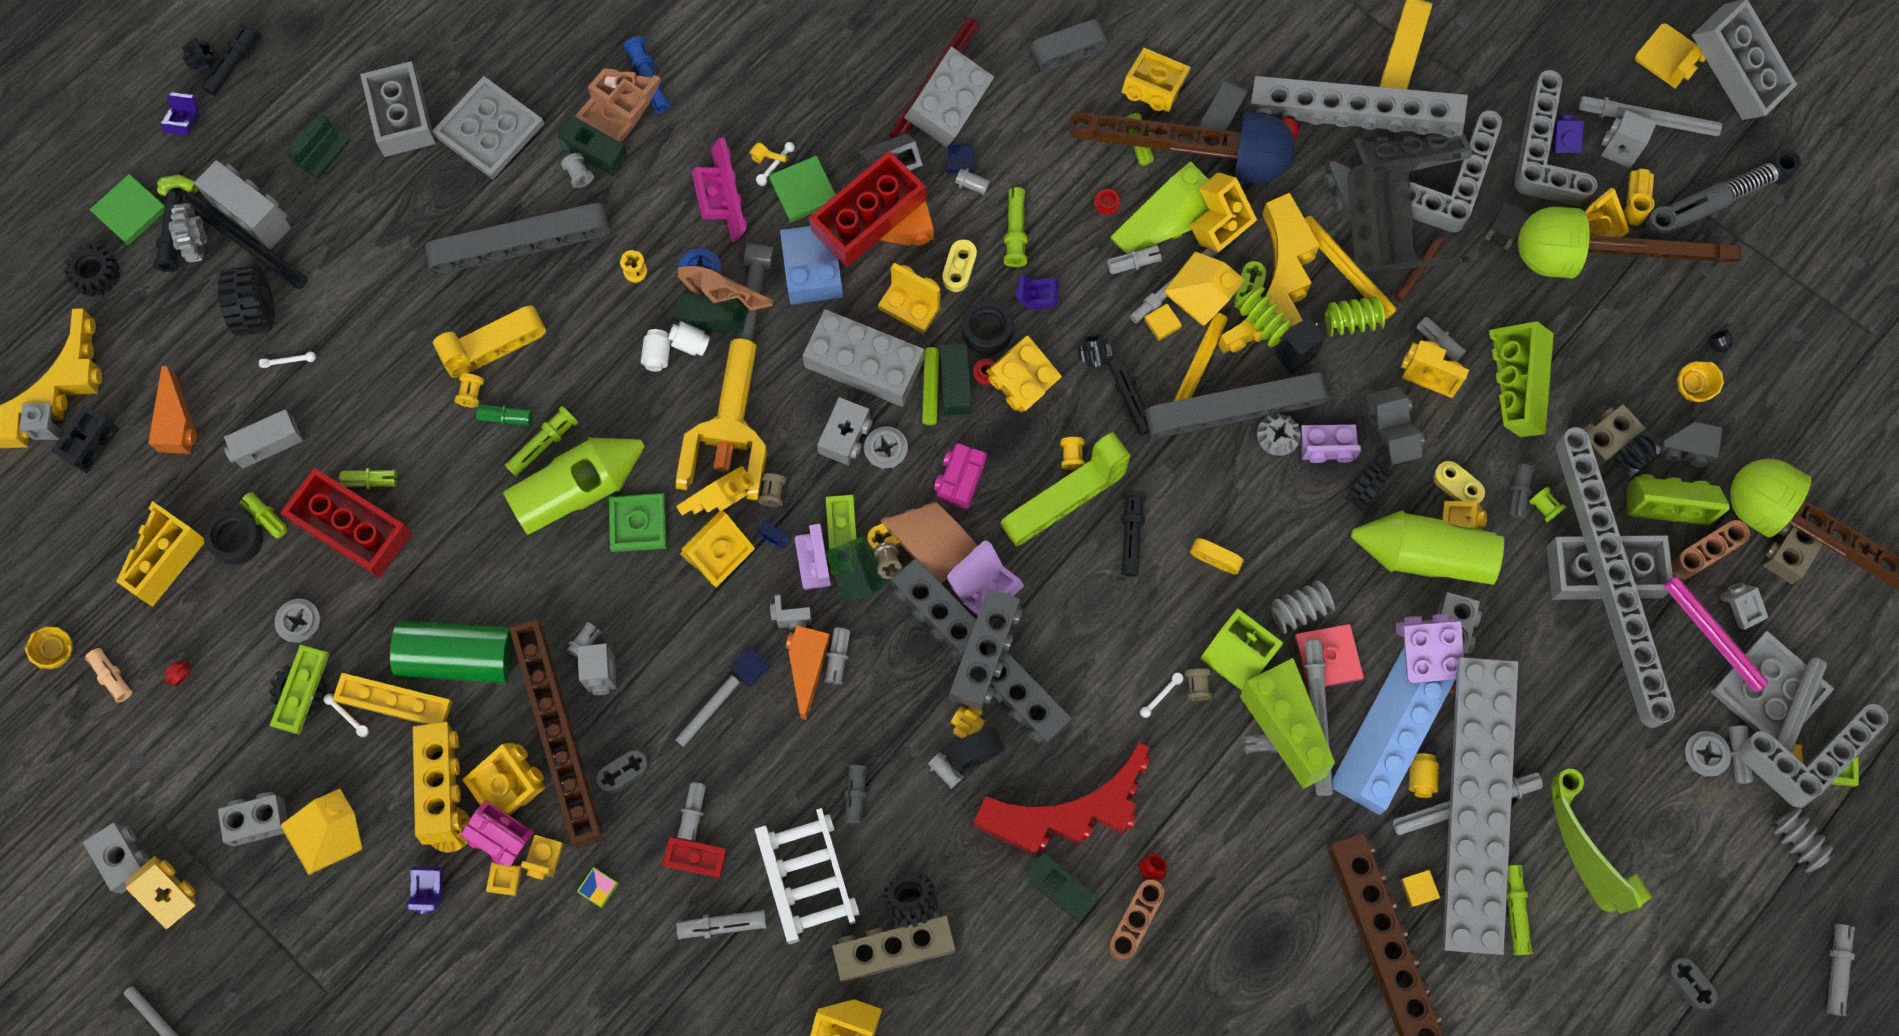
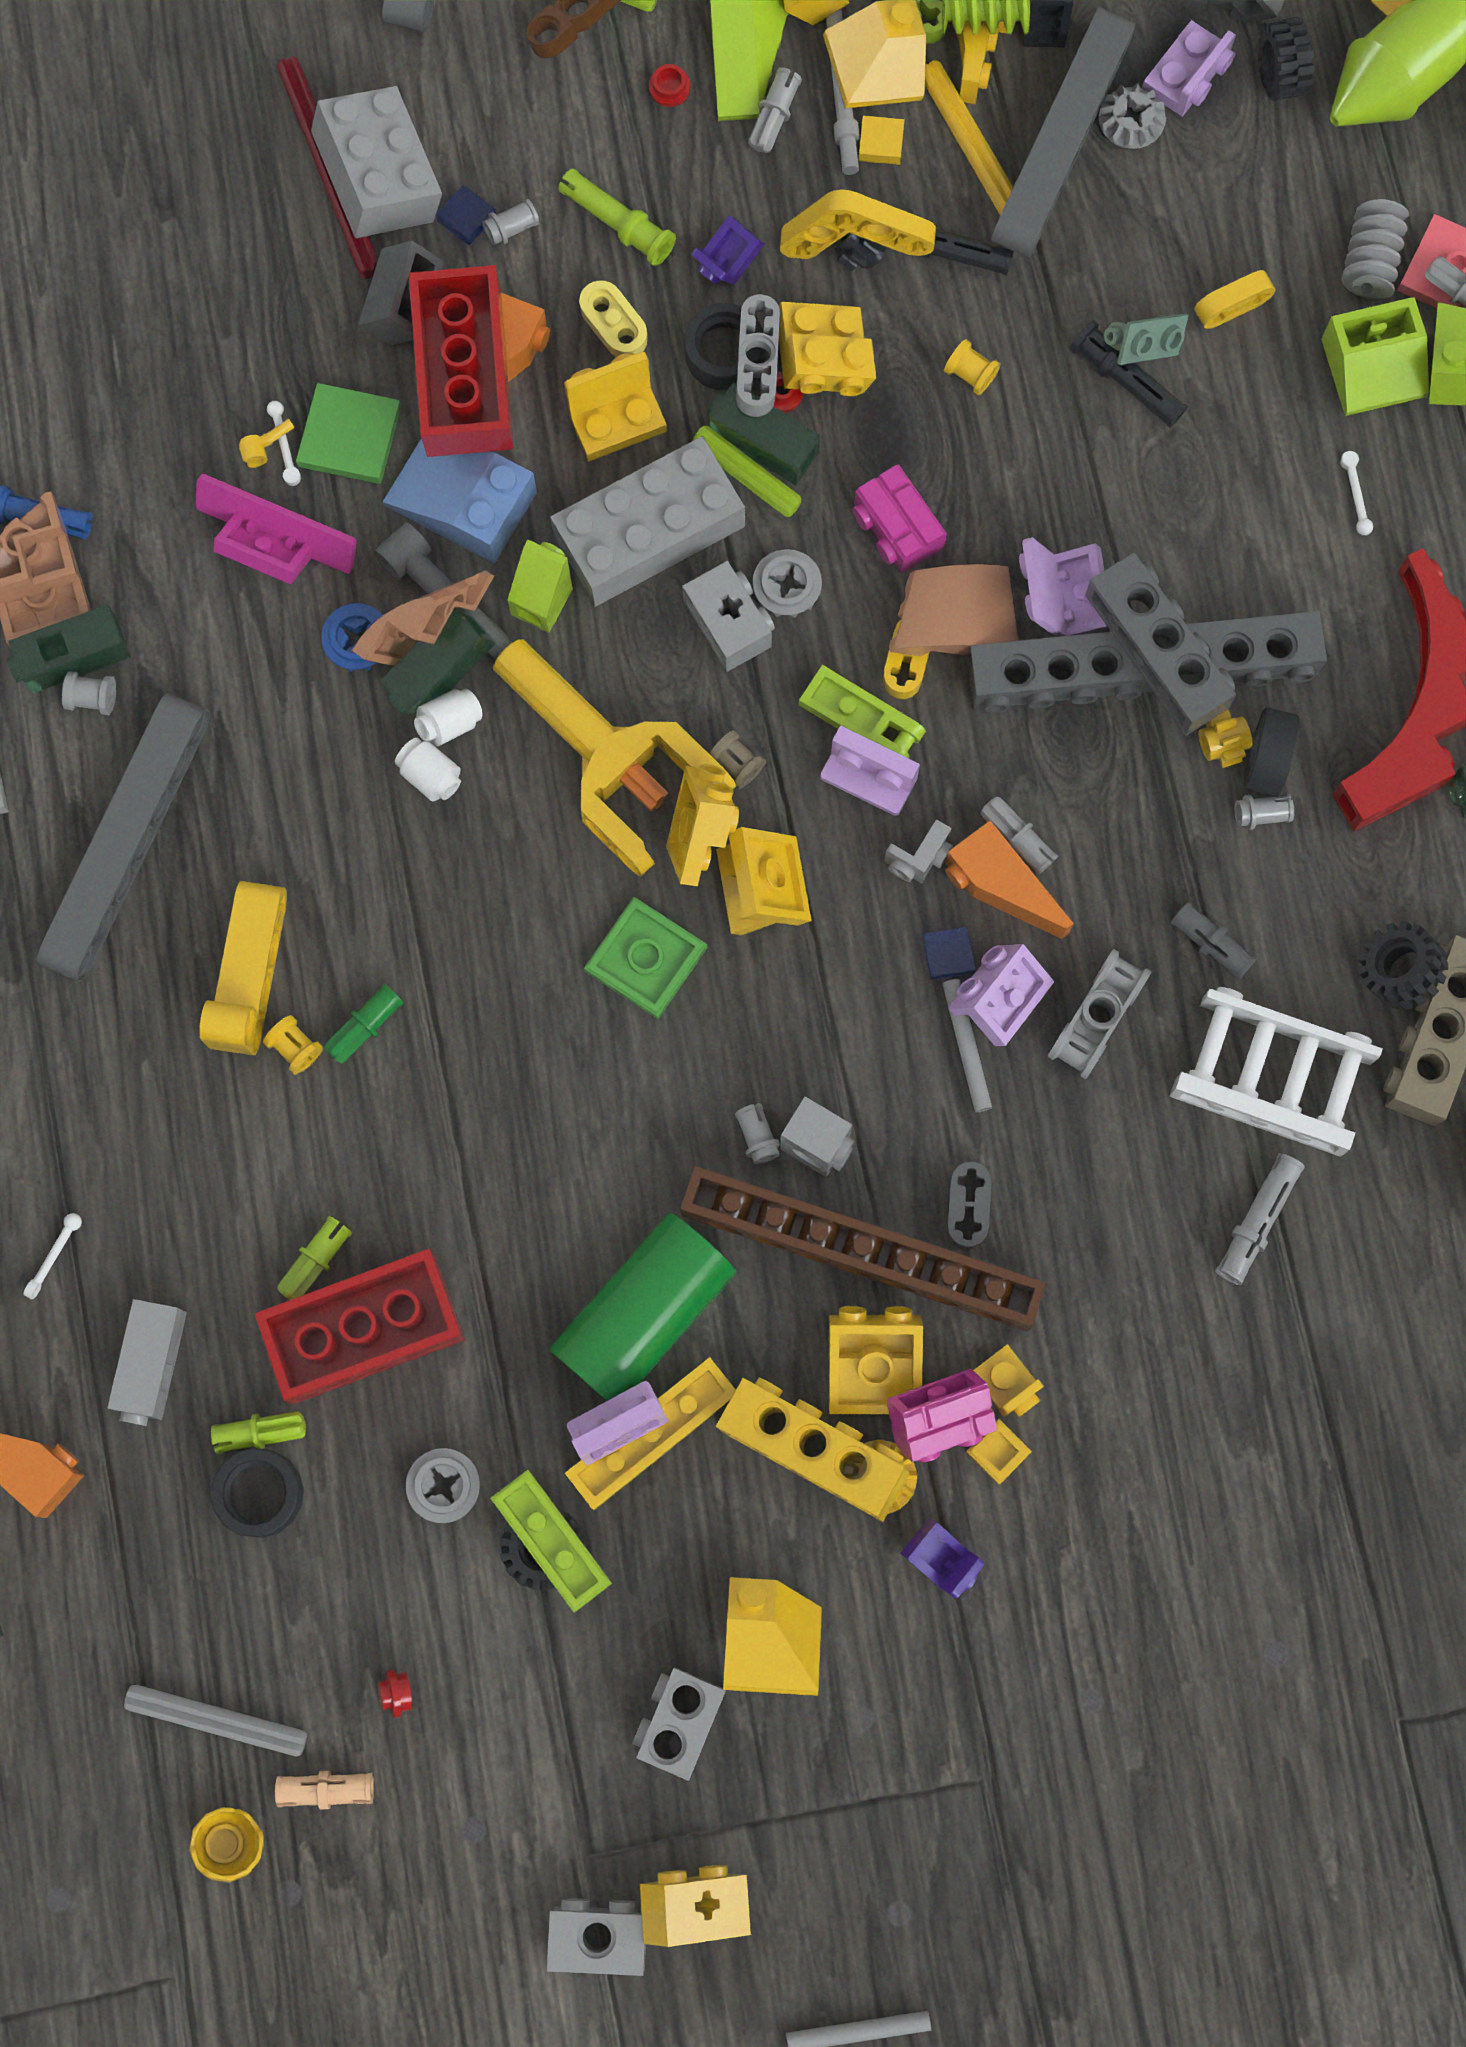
camera: 50 degrees left, 5 degrees up
(109, 600) = (215, 1720): none -> light grey axle
(159, 556) = (208, 1605): yellow wedge -> none
(361, 730) = (659, 1502): white hinge -> none
(379, 677) = (616, 1423): none -> lavender bracket
(550, 433) = (436, 982): lime pin -> none
(573, 481) = (535, 996): lime piece -> none
(597, 887) = (1097, 1340): tile -> none
(631, 273) = (279, 706): yellow bush -> none
(692, 813) = (1088, 1154): light grey axle -> none
(694, 857) = (1150, 1192): red plate -> none
(745, 707) = (1002, 991): none -> lavender bracket
(753, 764) = (1083, 1037): none -> light grey piece
(773, 535) = (798, 799): clear blue tile -> none
(788, 331) = (540, 585): none -> lime slope
(855, 569) = (926, 731): clear green panel -> none
(886, 555) = (943, 684): dark tan bush -> none
(1008, 341) = (748, 370): none -> light grey beam
(1088, 326) = (857, 214): none -> yellow beam
(1104, 469) = (1022, 400): lime beam -> none
(1154, 527) = (1147, 338): none -> sand green hinge
(1198, 684) = (1379, 439): dark tan bush -> none

